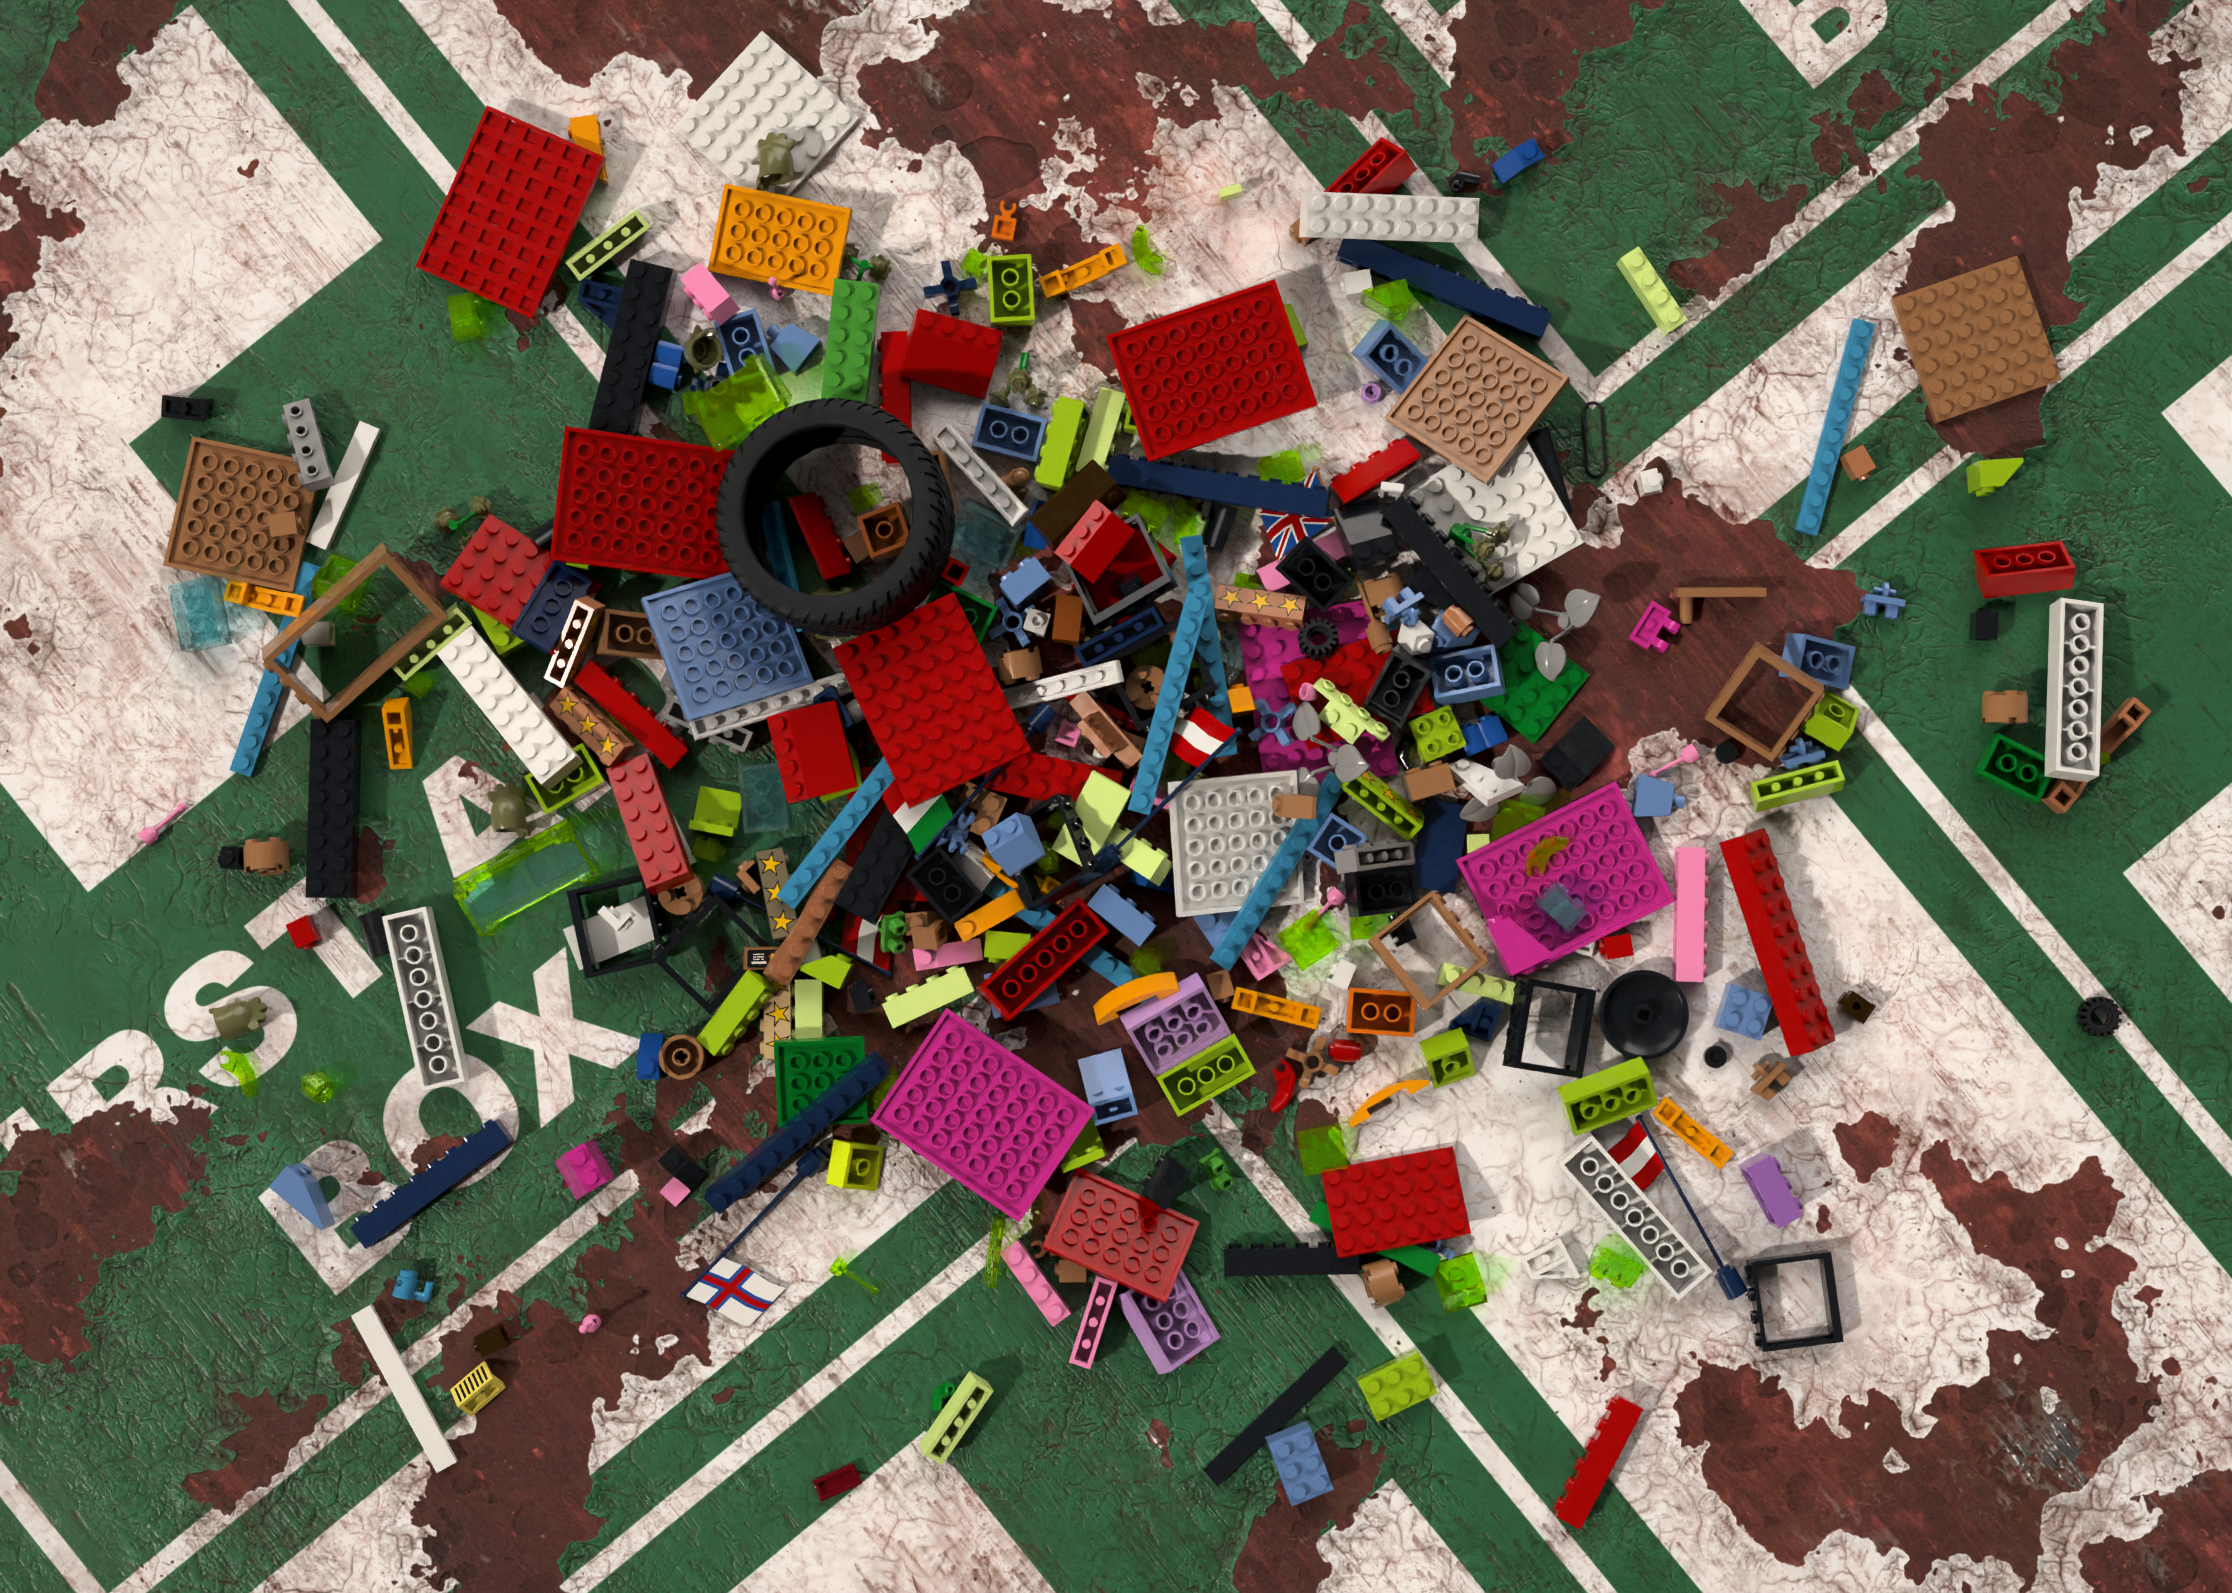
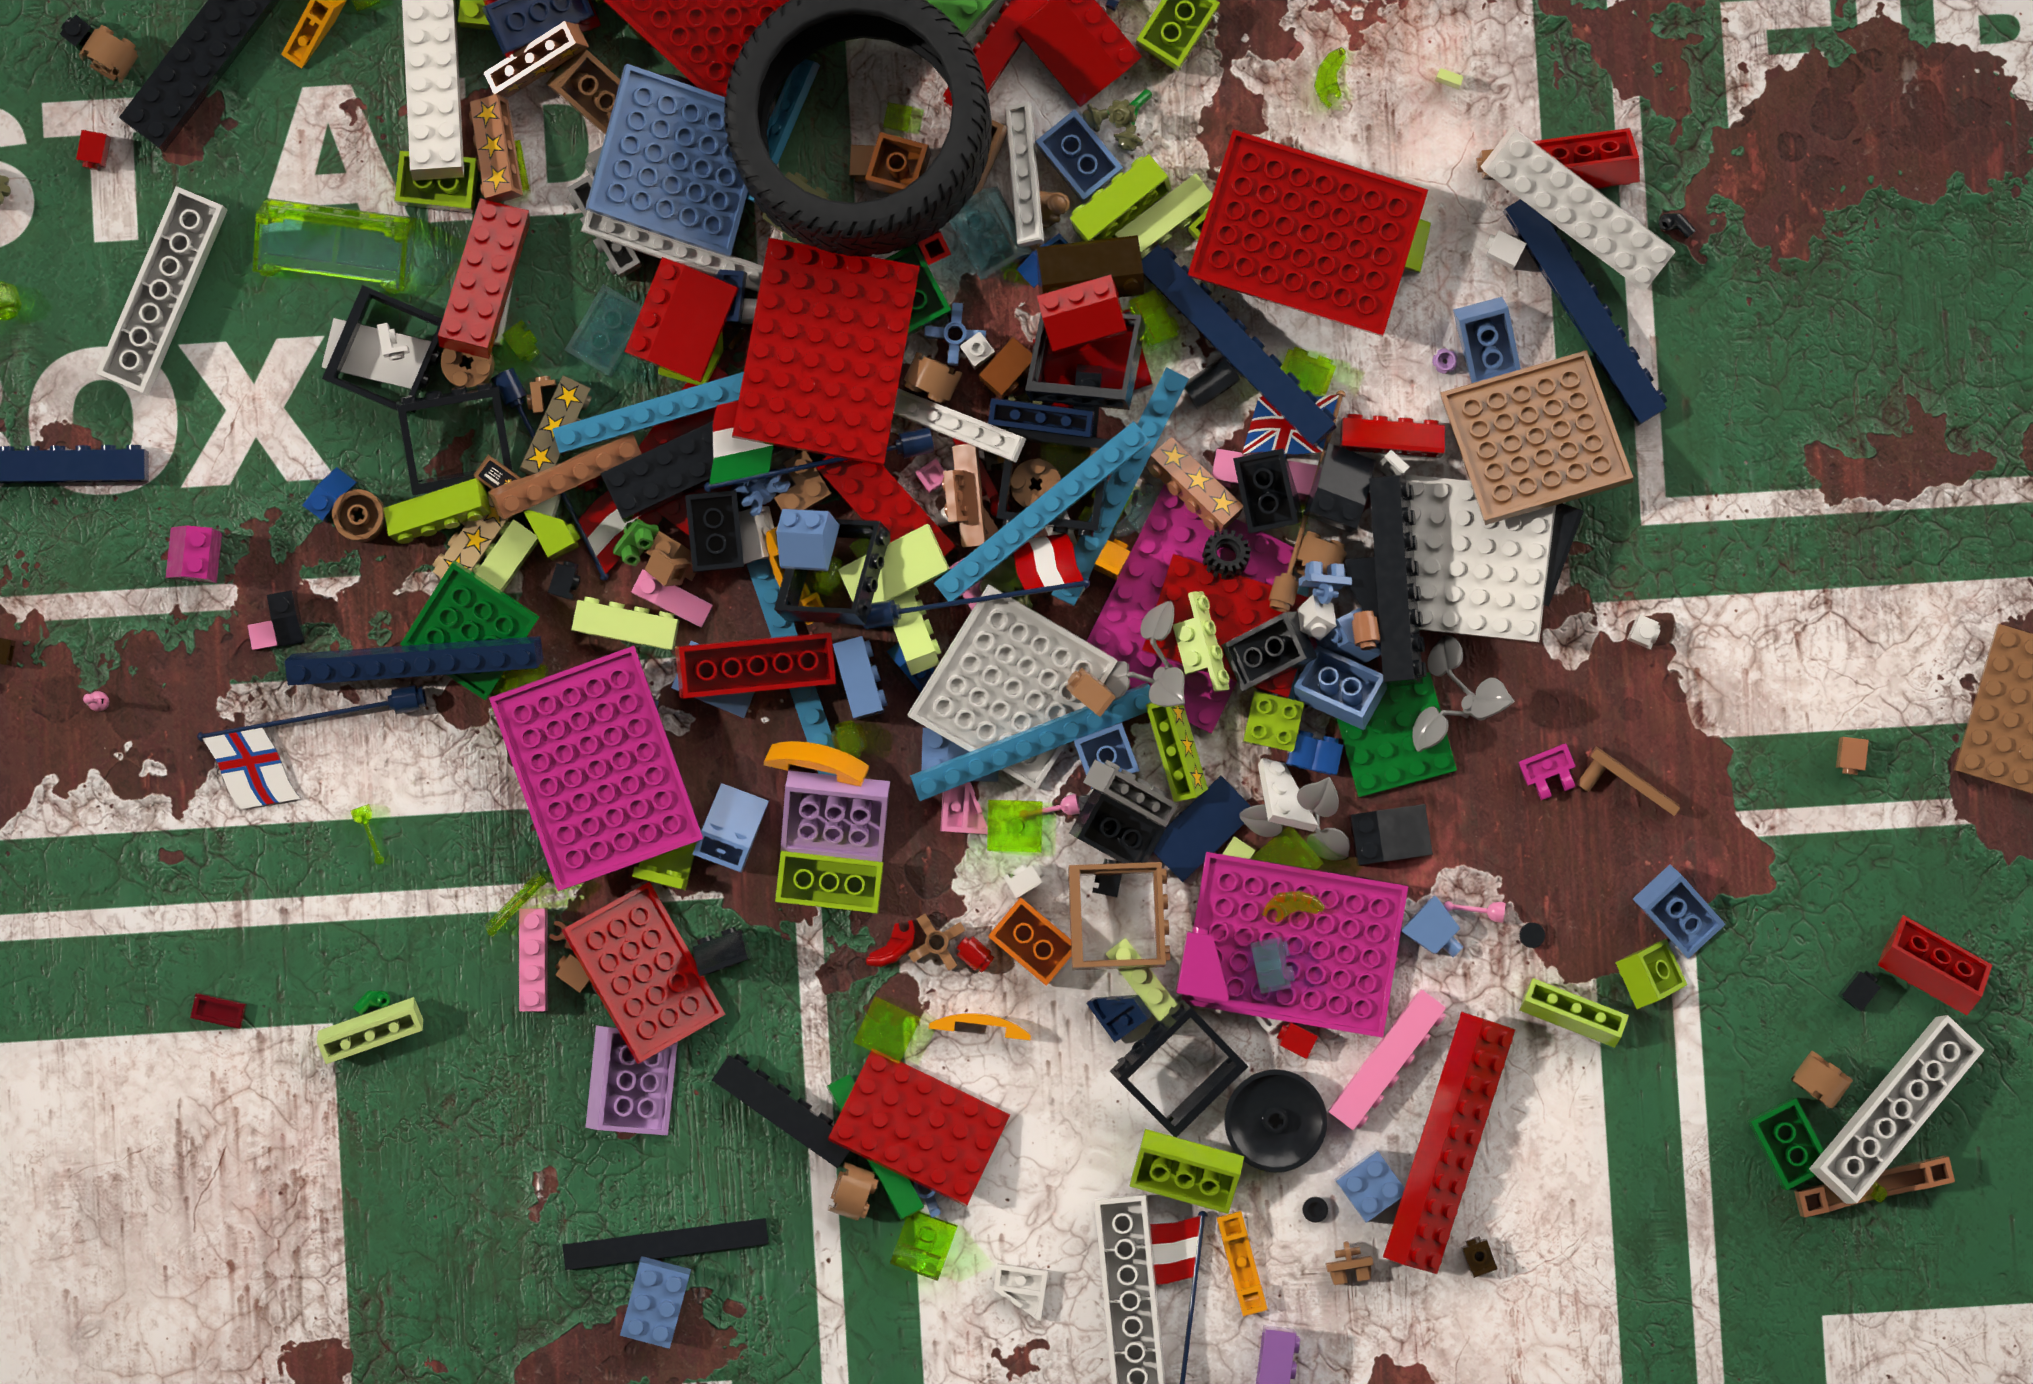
camera: 35 degrees right, 0 degrees up
(374, 933) = (157, 196): black brick -> none
(509, 809) = (364, 171): olive piece -> none
(632, 715) = (540, 165): red brick -> none
(717, 812) = (554, 312): lime bracket -> none
(820, 537) = (834, 126): red slope -> none
(855, 1165) = (445, 731): neon yellow slope -> none
(989, 915) = (736, 589): light orange slope -> none
(1003, 944) = (729, 626): lime brick -> none
(1025, 583) = (991, 306): medium blue brick -> none
(1084, 272) = (1257, 54): light orange slope -> none
(1093, 1322) = (560, 1034): bright pink brick -> none
(1184, 519) = (1185, 353): clear neon green plate -> none
(1217, 1171) = (775, 978): bright green hips -> none
(1220, 986) = (903, 810): medium nougat brick -> none
(1245, 581) = (1199, 452): clear neon green tile -> none
(1276, 1008) = (939, 867): light orange slope -> none
(1281, 716) = (1128, 589): medium blue pin -> none
(1307, 692) = (1180, 596): bright pink hinge -> none
(1360, 928) = (1071, 850): clear neon green brick -> none
(1388, 300) = (1523, 285): clear neon green slope -> none
(1396, 1385) = (797, 1296): lime brick -> none
(1403, 750) = (1231, 716): black arm -> none
(1428, 782) = (1232, 760): medium nougat brick -> none
(1447, 1058) = (1065, 1030): lime slope -> none
(1482, 549) = (1439, 580): olive plant -> none
(1518, 161) = (1740, 243): blue slope -> none
(1585, 439) = (1631, 560): black piece -> none
(1613, 1266) = (1078, 1334): clear neon green slope -> none
(1651, 291) = (1776, 454): yellowish green brick -> none
(1734, 681) = (1641, 896): medium nougat window -> none
(1802, 753) = (1601, 986): medium blue hips -> none
(1834, 427) = (1856, 705): dark azure plate -> none
(1891, 605) = (1788, 909): medium blue hips -> none
(1989, 475) = (1966, 854): lime slope -> none

